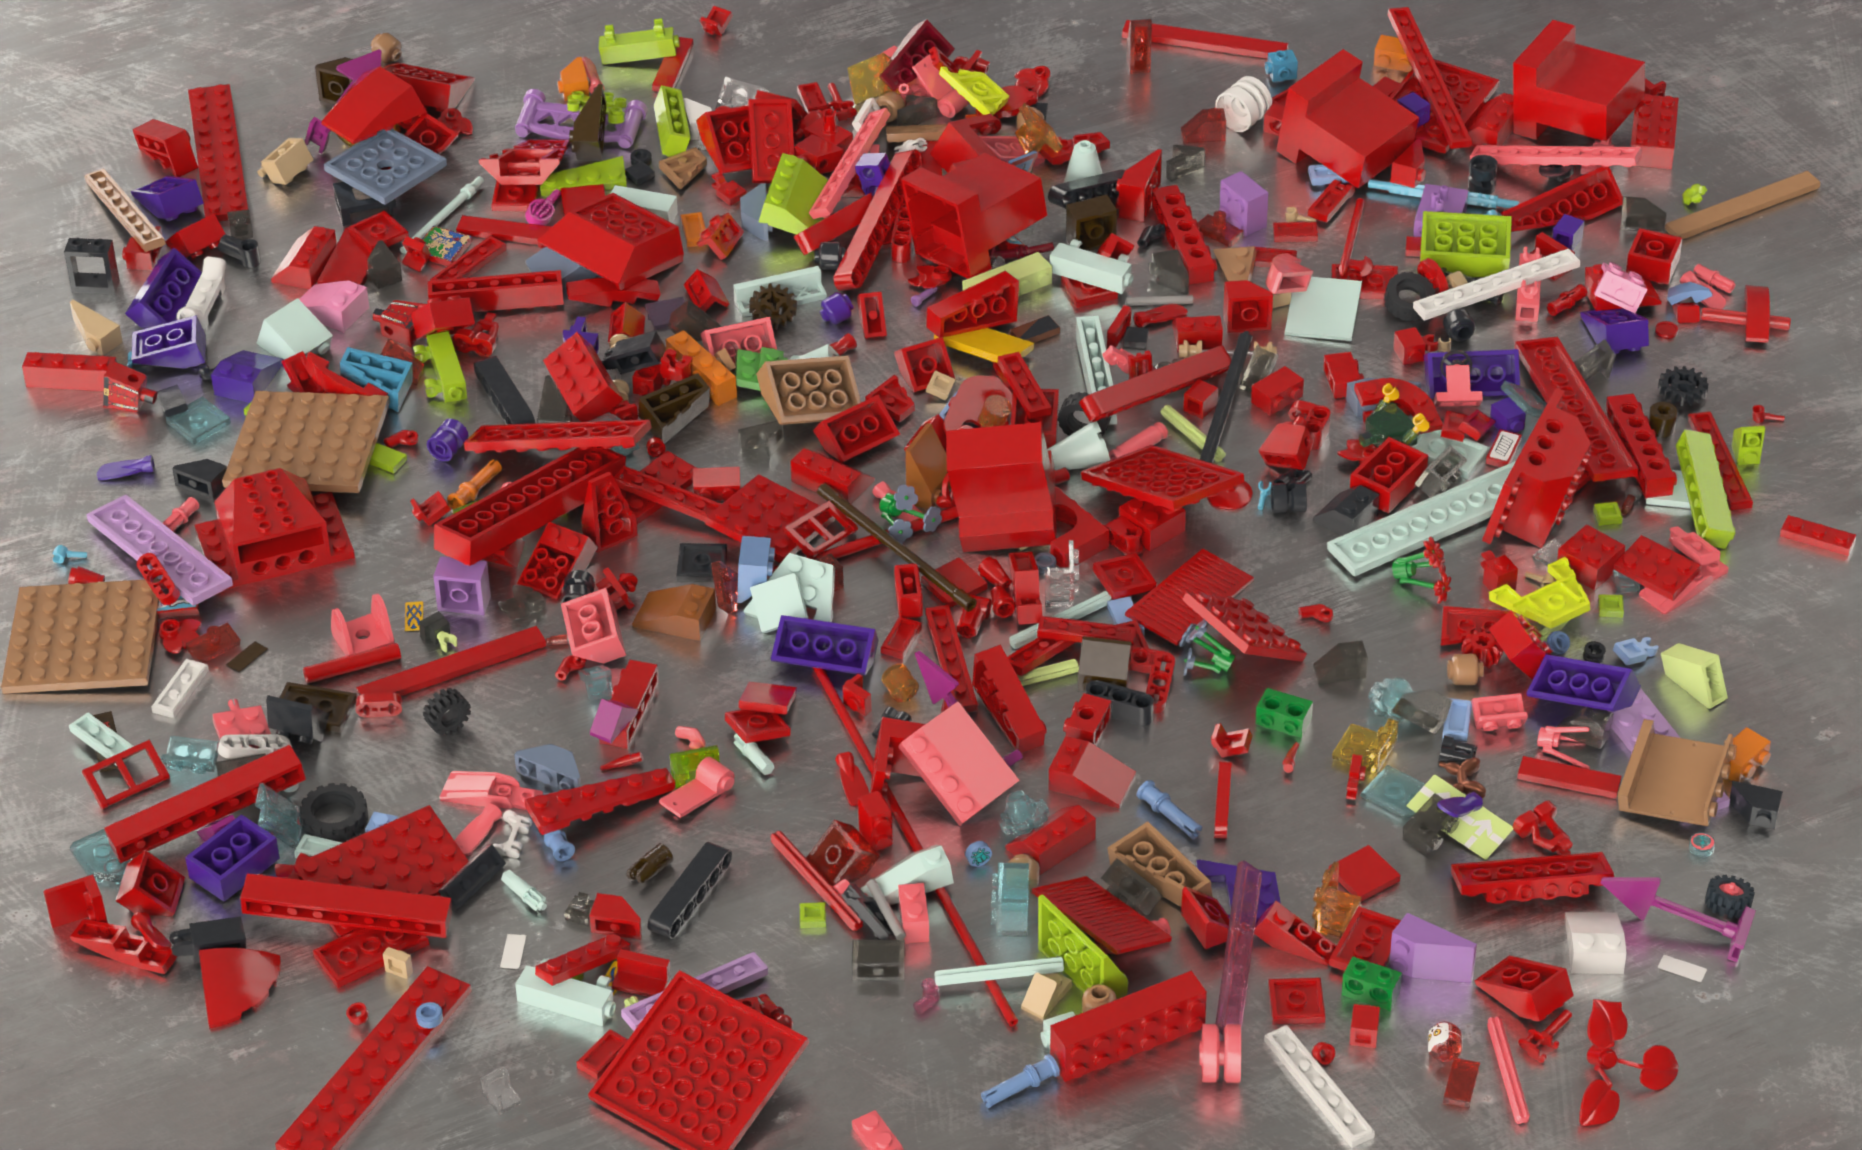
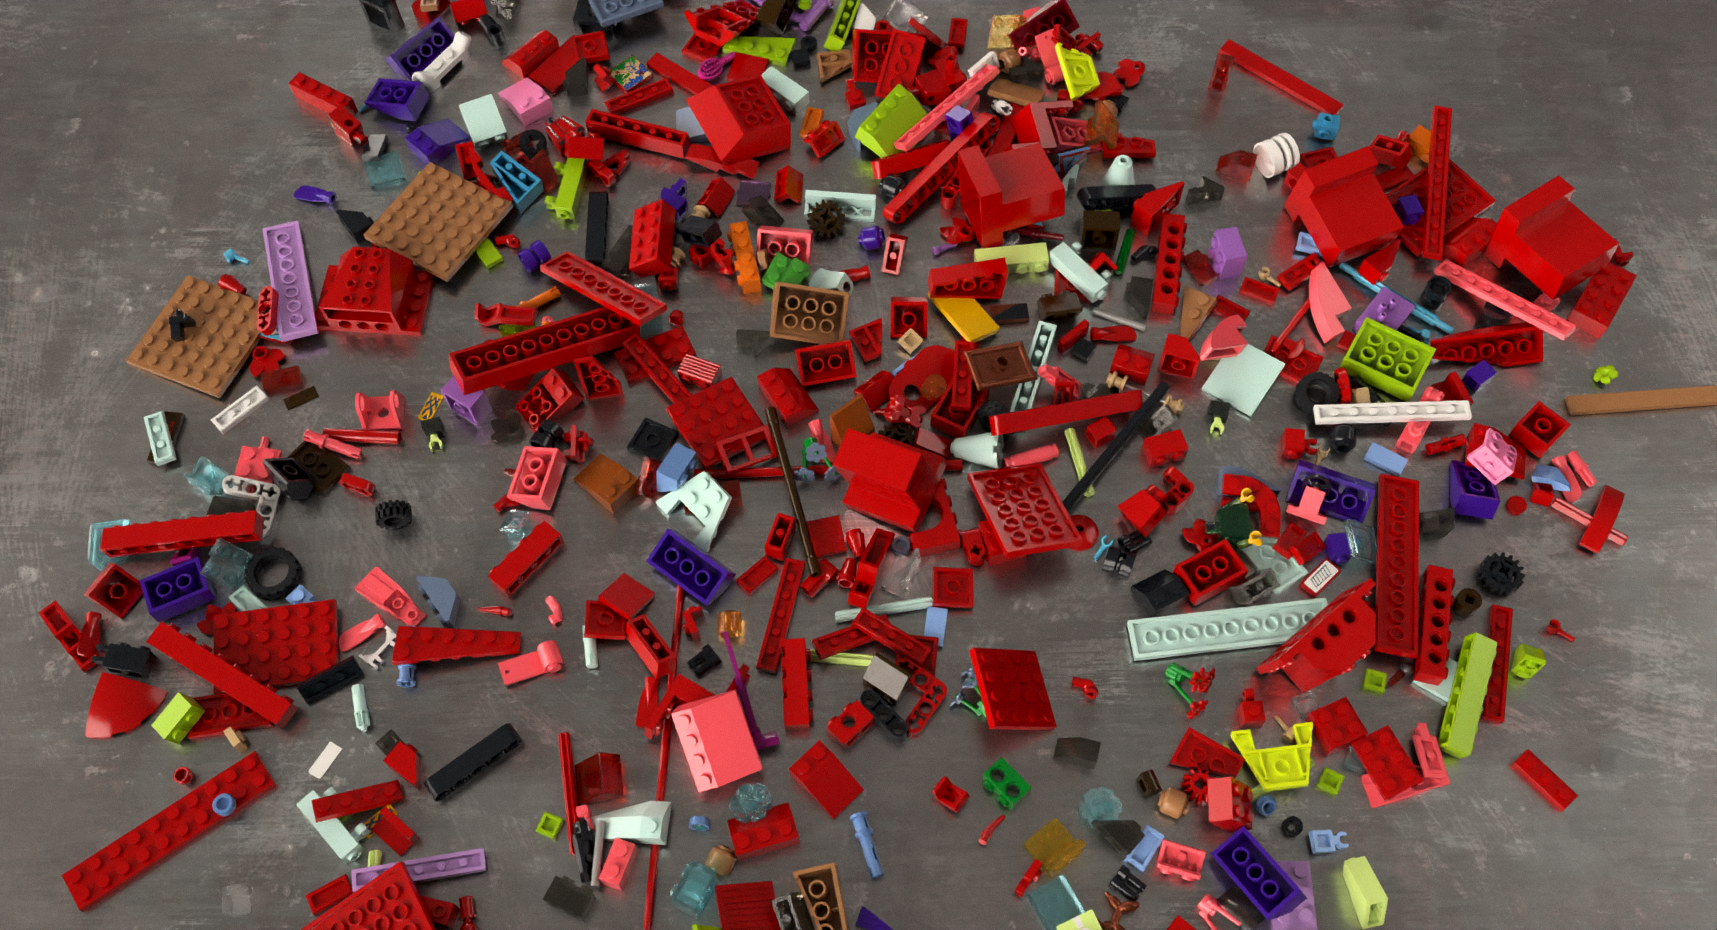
camera: 25 degrees right, 20 degrees up
(54, 623) = (178, 323): none -> black piece
(75, 902) = (58, 588): red bracket -> none
(97, 331) = (359, 67): tan slope -> none
(133, 788) = (155, 466): red window -> none
(181, 514) = (324, 252): coral axle -> none
(319, 963) = (178, 718): none -> lime brick
(324, 677) = (325, 441): none -> coral pin
(352, 340) = (512, 143): none -> clear red bar
(368, 331) = (535, 135): none -> black gear
(457, 663) = (428, 467): red tile -> none
(466, 193) = (672, 32): light aqua bar -> none
(468, 493) = (517, 315): none -> red tile
(611, 719) = (497, 575): magenta slope -> none
(650, 863) = (458, 723): dark brown hinge -> none
(674, 406) = (705, 288): dark brown wedge -> none
(688, 761) = (527, 636): clear neon green bracket -> none
(778, 598) = (678, 510): light aqua tile -> none
(826, 724) = (650, 646): none -> red brick
(844, 108) = (975, 45): red piece -> none
(875, 820) = (634, 761): red brick -> none
(1060, 363) = (1000, 366): none -> copper piece
(1090, 301) = (1059, 307): none -> dark brown slope
(1127, 234) = (1124, 251): none -> green axle
(1163, 606) = (996, 624): red window -> none
(1222, 801) = (913, 853): red beam -> none
(1315, 344) = (1219, 414): none -> pearl dark grey piece
(1339, 371) = (1225, 450): red brick -> none
(1374, 216) = (1326, 303): none -> coral slope
(1375, 63) = (1392, 151): none -> red brick
(1430, 665) = (1148, 783): none -> dark brown brick
(1511, 331) = (1385, 459): none -> light blue tile
(1642, 214) = (1549, 380): clear smoke slope -> none

